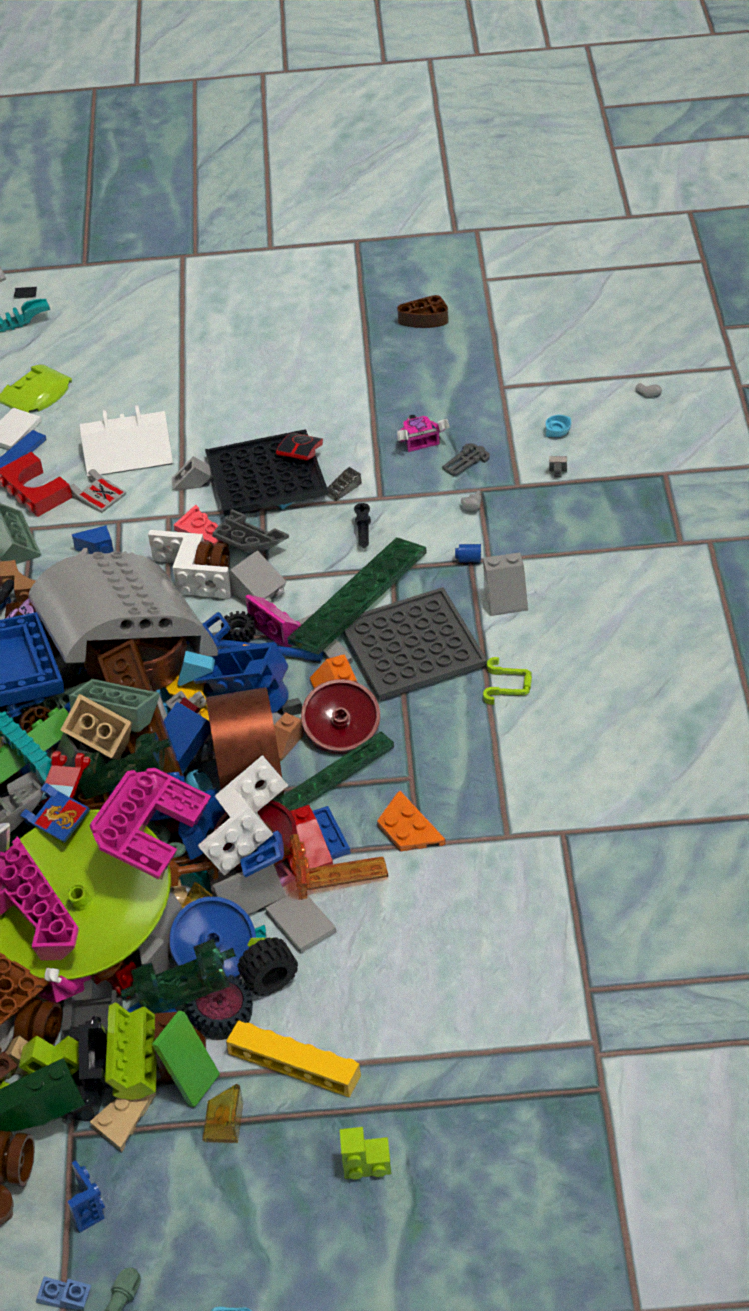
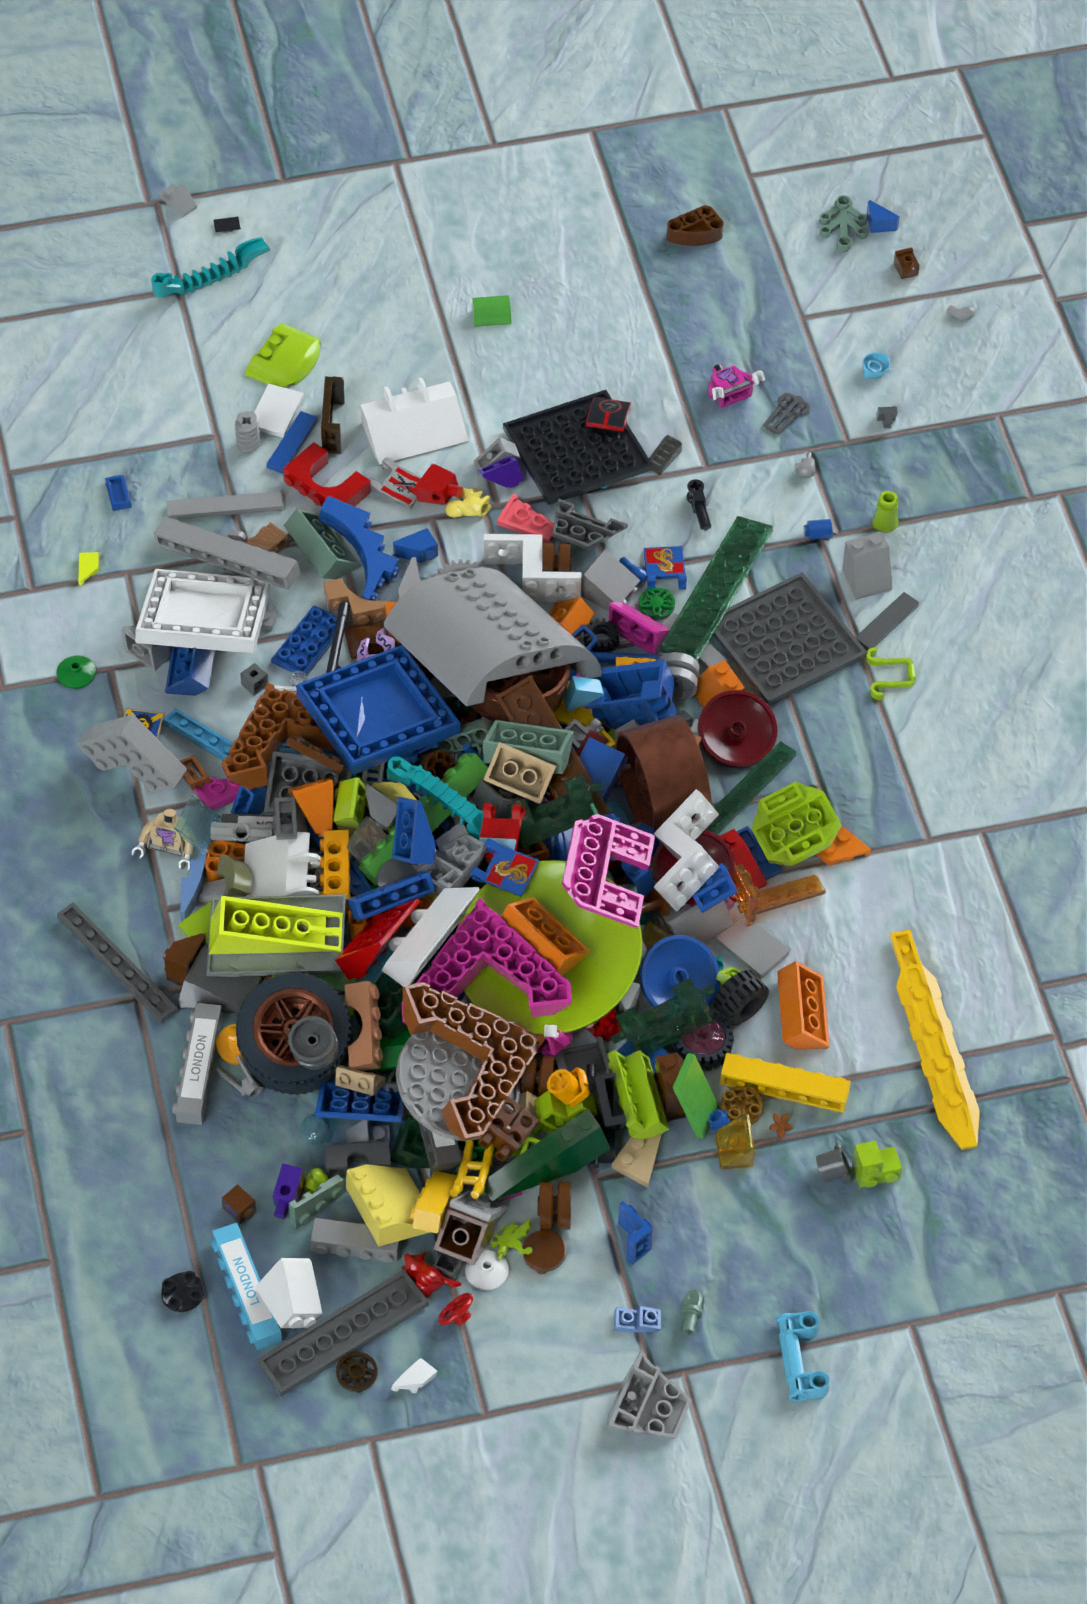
camera: 15 degrees left, 10 degrees up
(43, 520) = (354, 526): none -> blue arch
(54, 1034) = (567, 1087): none -> light orange piece
(57, 419) = (330, 431): none -> dark brown panel
(72, 879) = (545, 934): none -> orange slope
(128, 494) = (437, 486): none -> red torso
(157, 511) = (472, 505): none -> light yellow animal
(190, 487) = (503, 472): none -> dark purple slope
(211, 605) = (572, 614): none -> orange slope
(212, 1088) = (718, 1119): none -> blue plate
(225, 364) = (491, 310): none -> bright green brick
(246, 1073) = (742, 1101): none -> pearl gold tile
(277, 1101) = (780, 1124): none -> dark orange plant
(287, 575) = (637, 571): none -> blue piece
(300, 604) = (656, 603): none -> green wheel
(301, 662) = (685, 672): none -> light grey wheel
(317, 572) = (665, 564): none -> flag
(319, 1150) = (834, 1165): none -> dark grey piece
(333, 985) = (802, 1007): none -> orange slope
(369, 805) = (788, 810): none -> lime piece
(462, 1027) = (935, 1043): none -> yellow plate
(515, 635) = (887, 621): none -> dark grey tile
(536, 542) = (886, 512): none -> lime plant
(560, 303) = (843, 205): none -> sand green plant
(593, 315) = (881, 219): none -> blue slope
(606, 349) = (906, 263): none -> reddish brown brick

